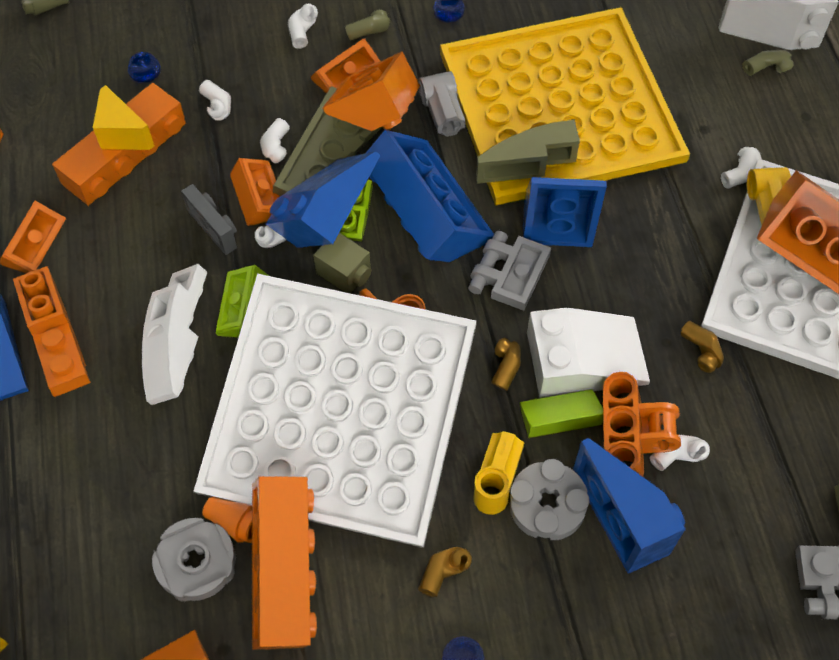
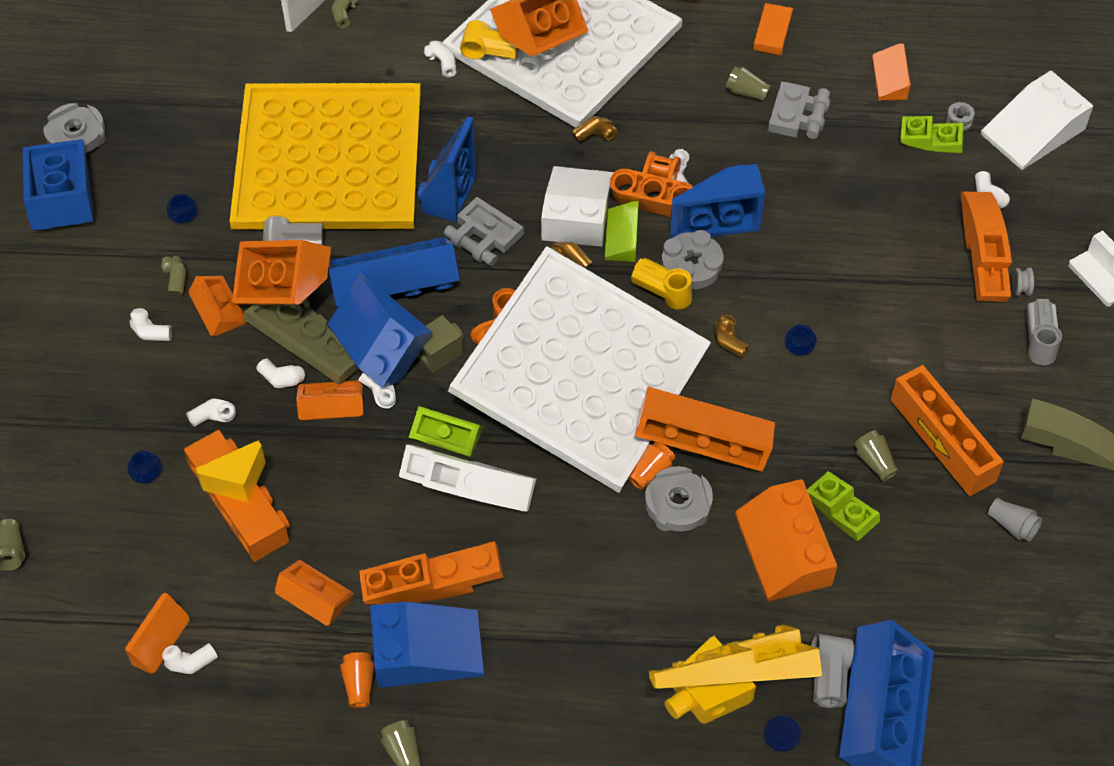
camera: 75 degrees left, 5 degrees down
(204, 212) = (353, 435): dark grey plate -> none
(529, 153) = (387, 179): olive slope -> none

